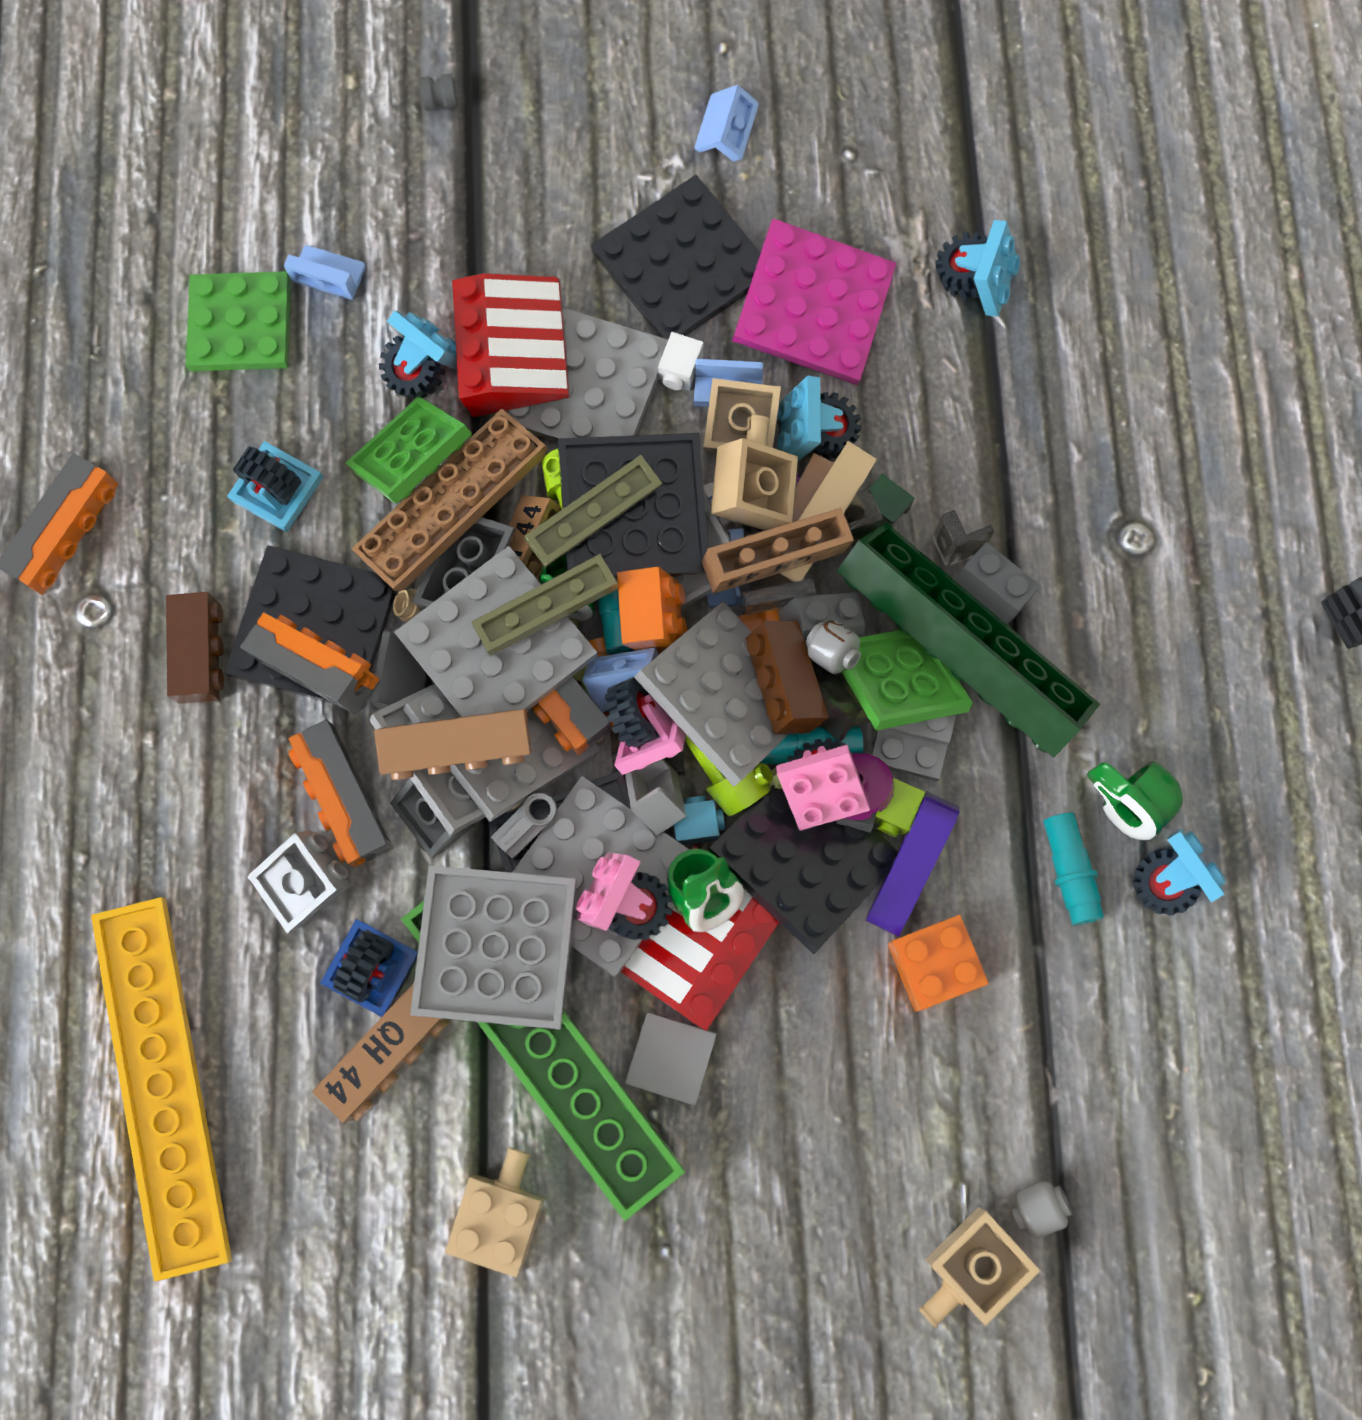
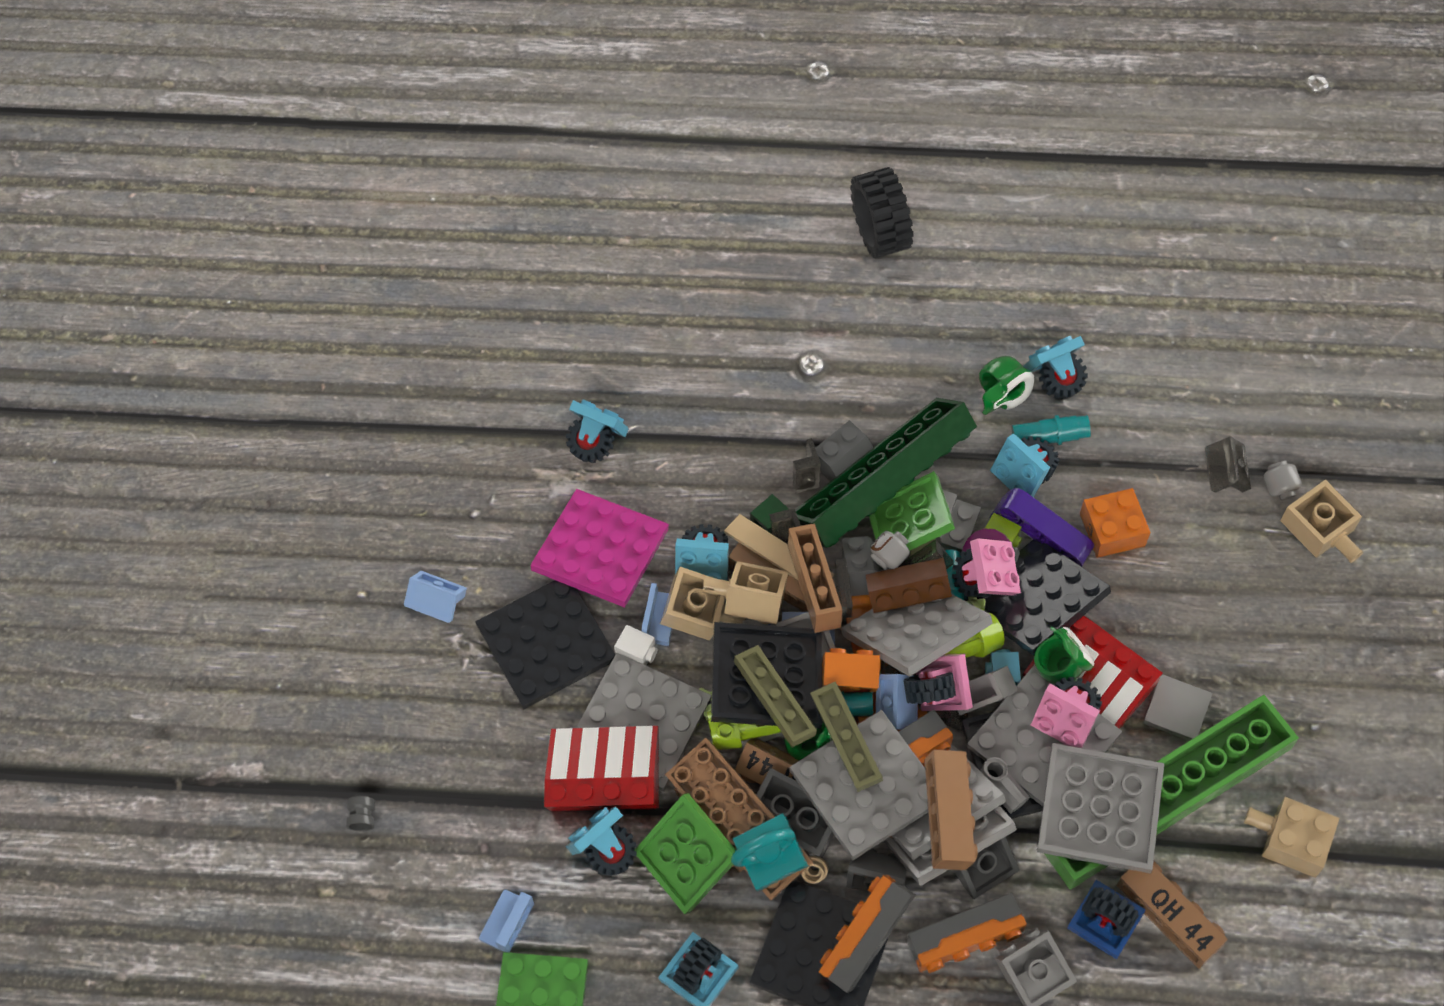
camera: 85 degrees left, 15 degrees down
(395, 533) = (769, 852): none -> teal tile
(1011, 835) = (1025, 463): none -> medium azure plate
(1057, 1129) = (1227, 465): none -> clear smoke panel

